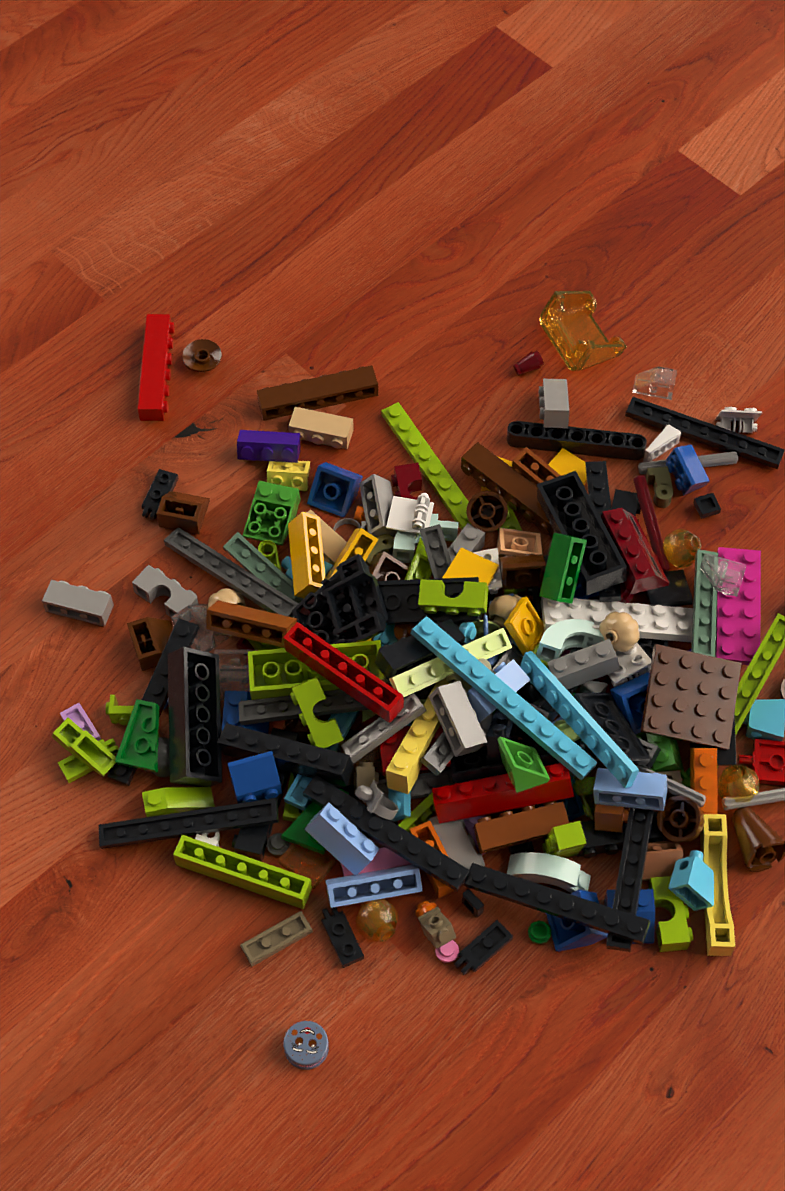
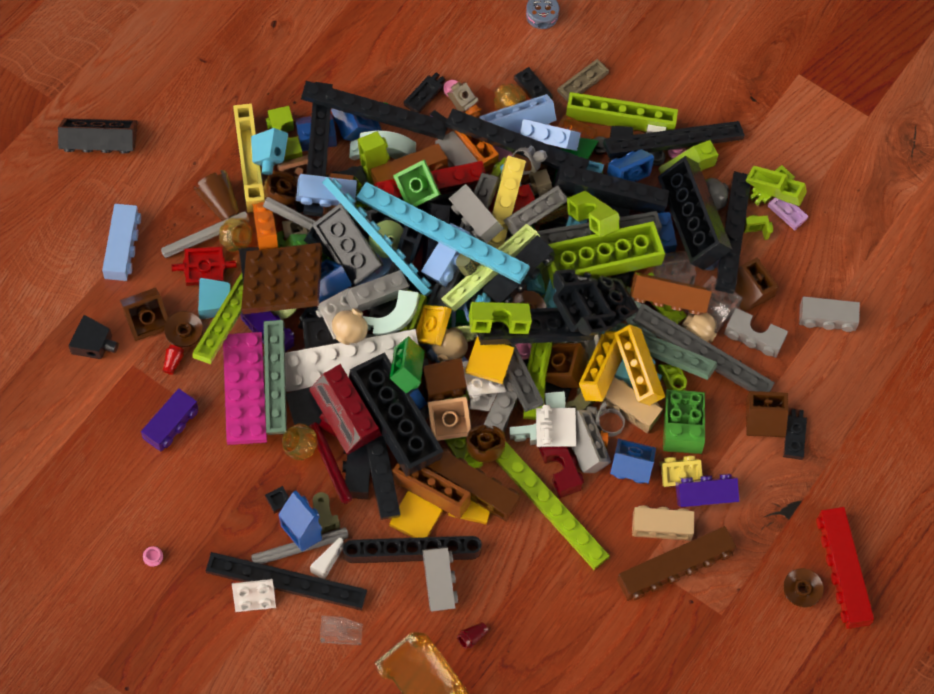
camera: 165 degrees right, 5 degrees up
(141, 738) = (732, 189): green wing -> none
(343, 672) = (579, 232): red brick -> none
(723, 574) = (259, 398): clear slope -> none

